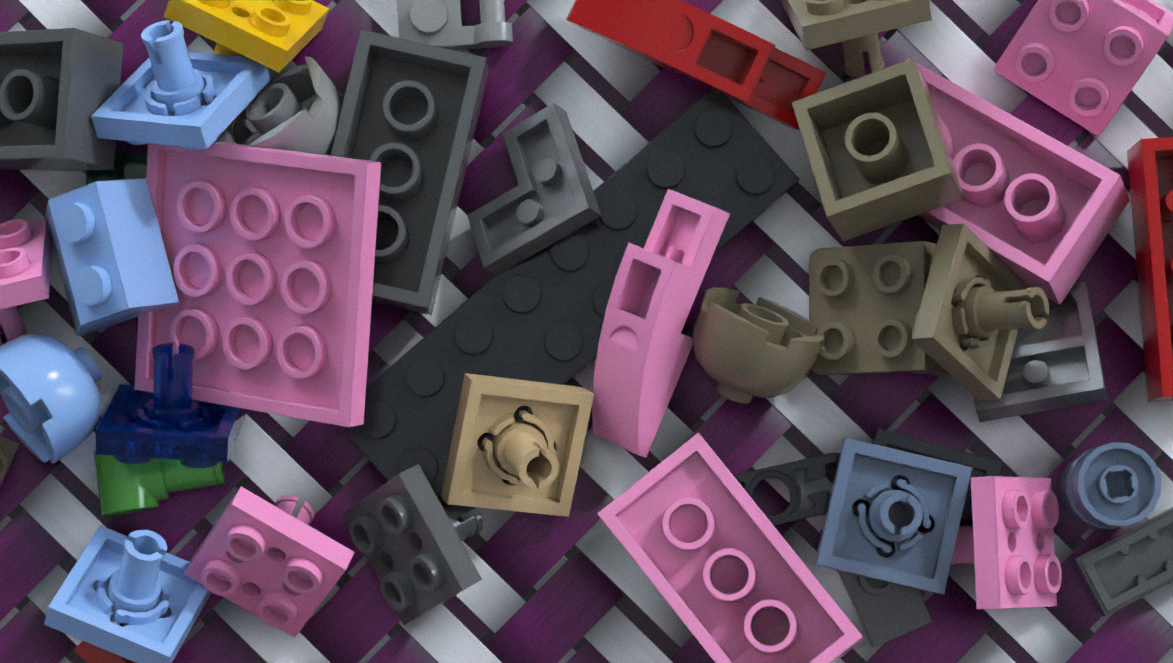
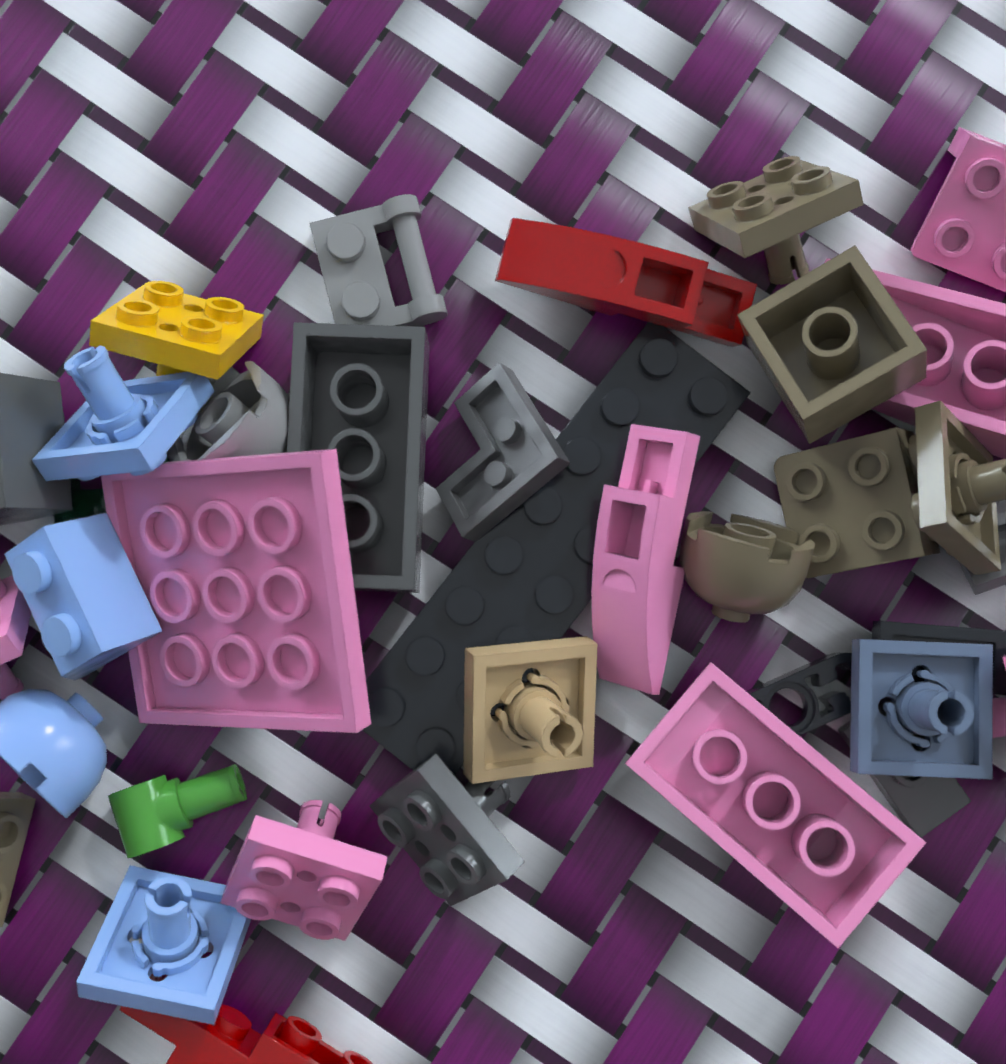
camera: 15 degrees left, 0 degrees up
(168, 420) = (170, 755): clear blue plate -> none

